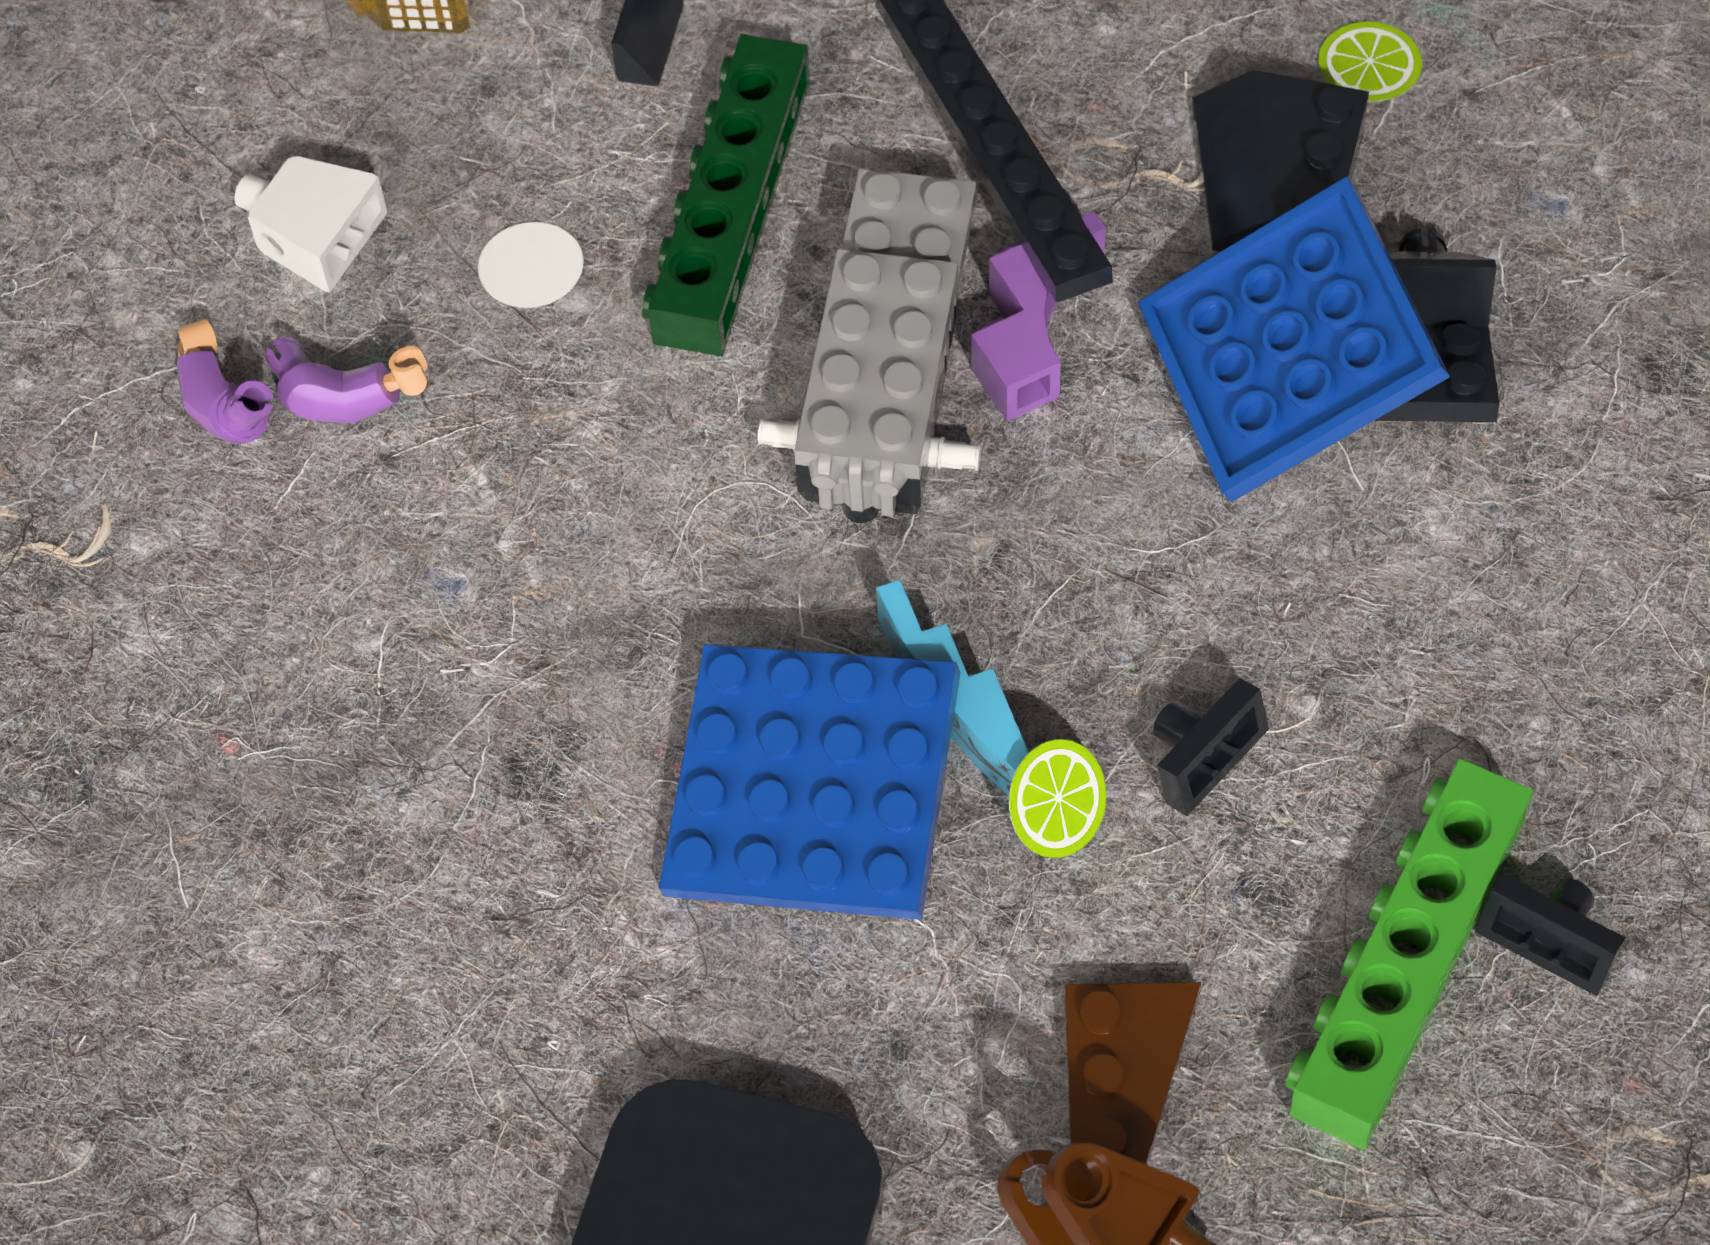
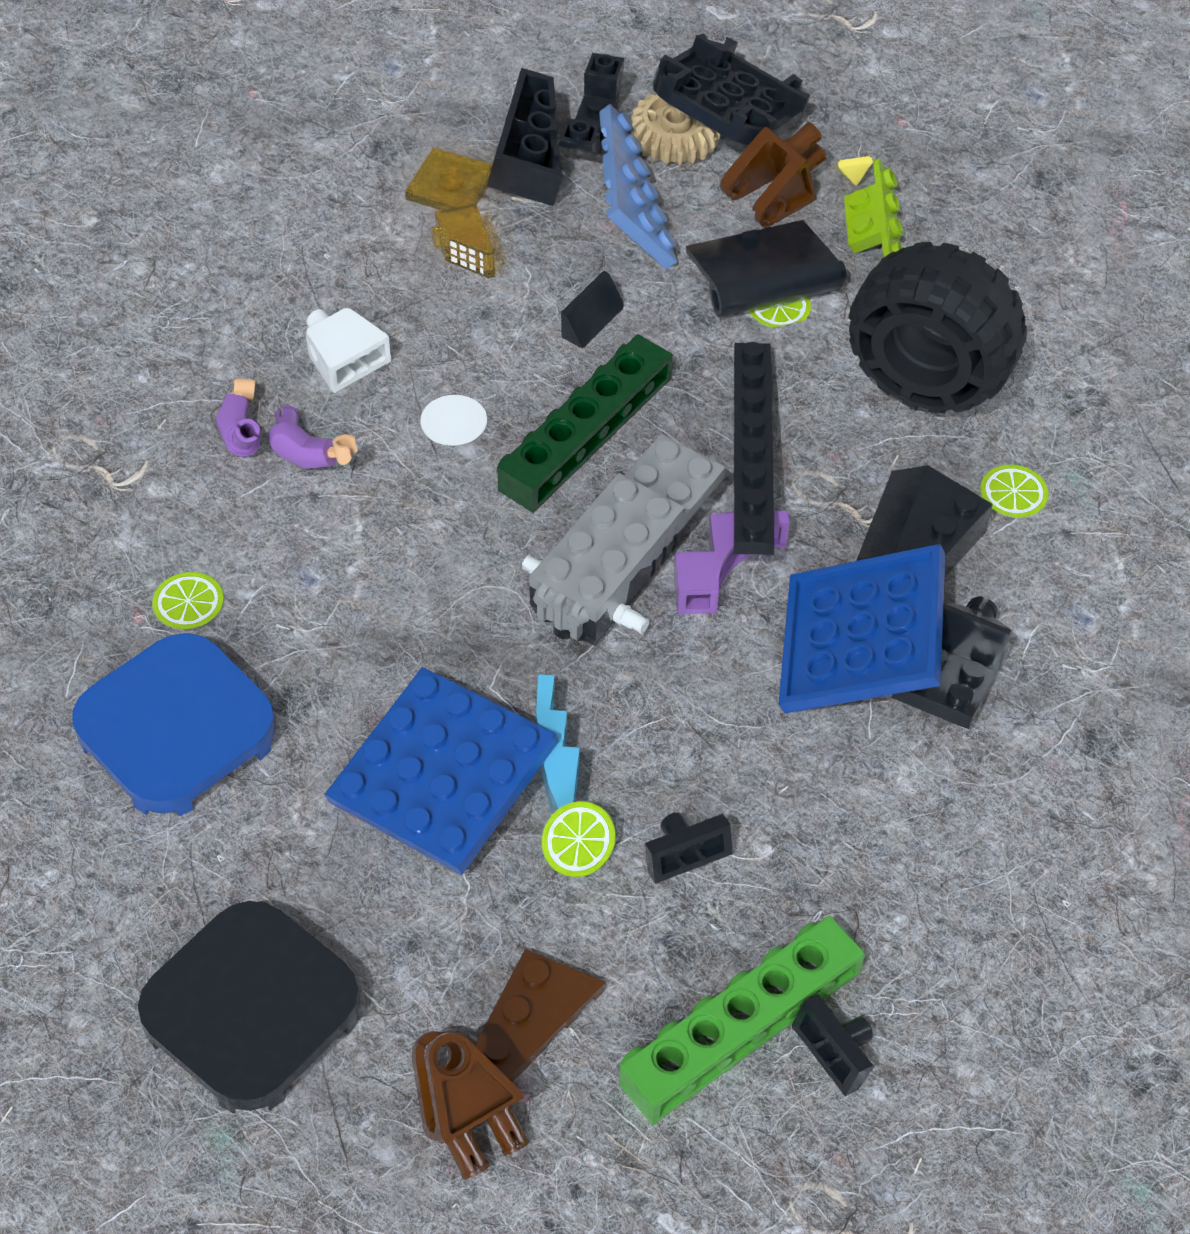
camera: 20 degrees right, 5 degrees down
(288, 689) = (187, 600): none -> lime sticker
(379, 876) = (173, 722): none -> blue tile

